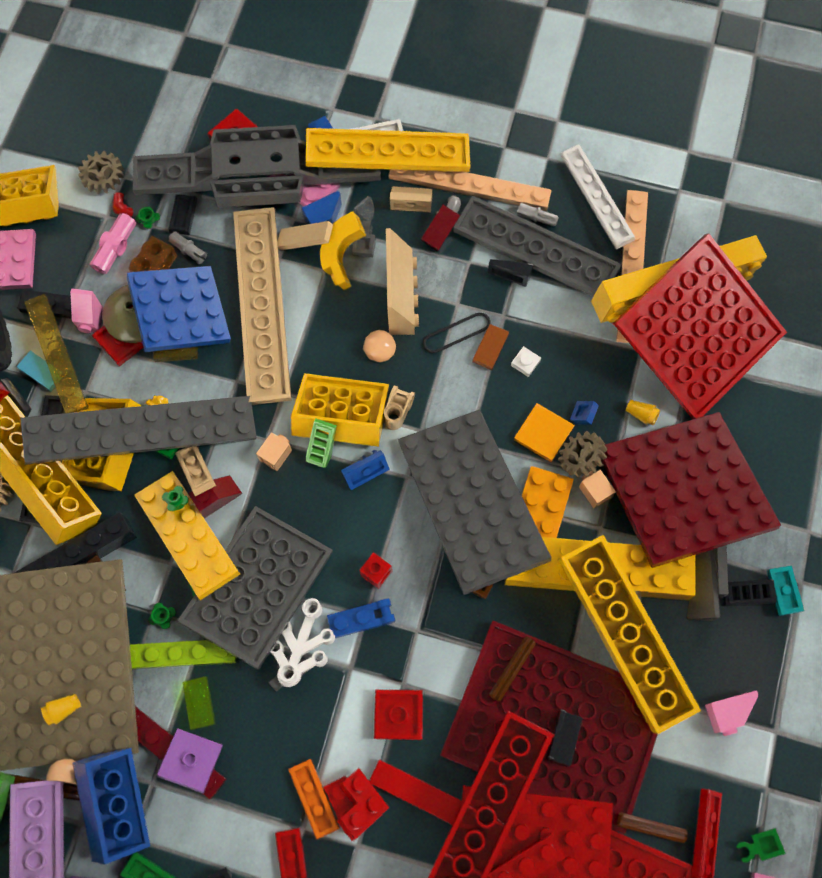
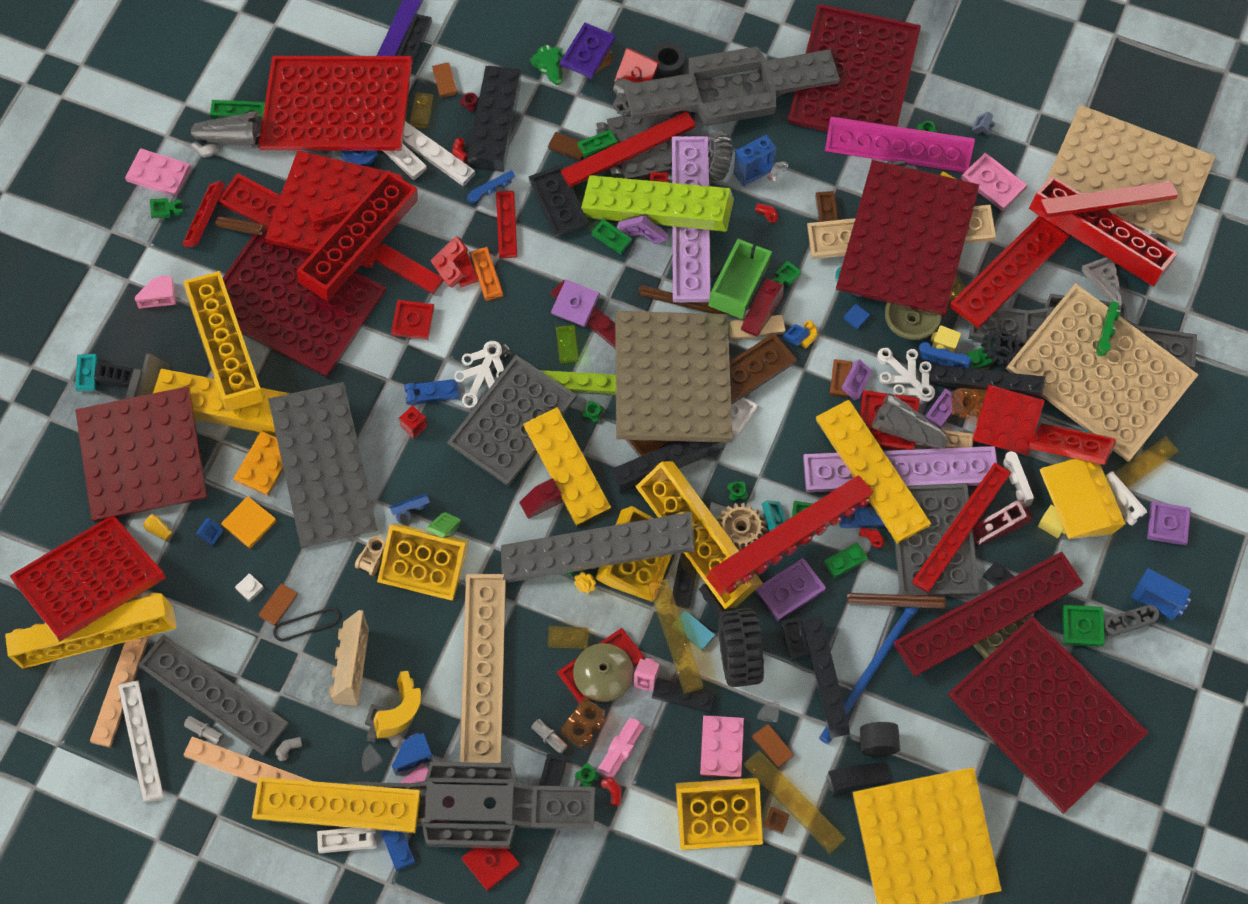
camera: 175 degrees left, 5 degrees down
(59, 709) = (669, 338): yellow cone -> none
(62, 771) = (669, 303): light nougat hair -> none
(101, 172) = (622, 829): dark tan gear -> none
(111, 805) = (635, 278): blue slope -> none
(177, 308) = (560, 666): blue plate -> none
(177, 504) = (578, 492): green plate -> none
(195, 469) = (553, 511): tan tile -> none
(274, 451) = (486, 529): light nougat brick -> none
(305, 235) = (432, 724): tan tile -> none
(379, 346) = (380, 617): light nougat hair -> none
(411, 199) = (323, 764): tan panel -> none
(440, 227) = (300, 725): dark red tile -> none
(512, 271) = (238, 670): black slope -> none
(512, 669) = (317, 336): reddish brown axle -> none
(565, 738) = (287, 288): black panel -> none
(582, 454) = (219, 500): dark tan gear -> none
(596, 488) = (216, 466): light nougat brick -> none

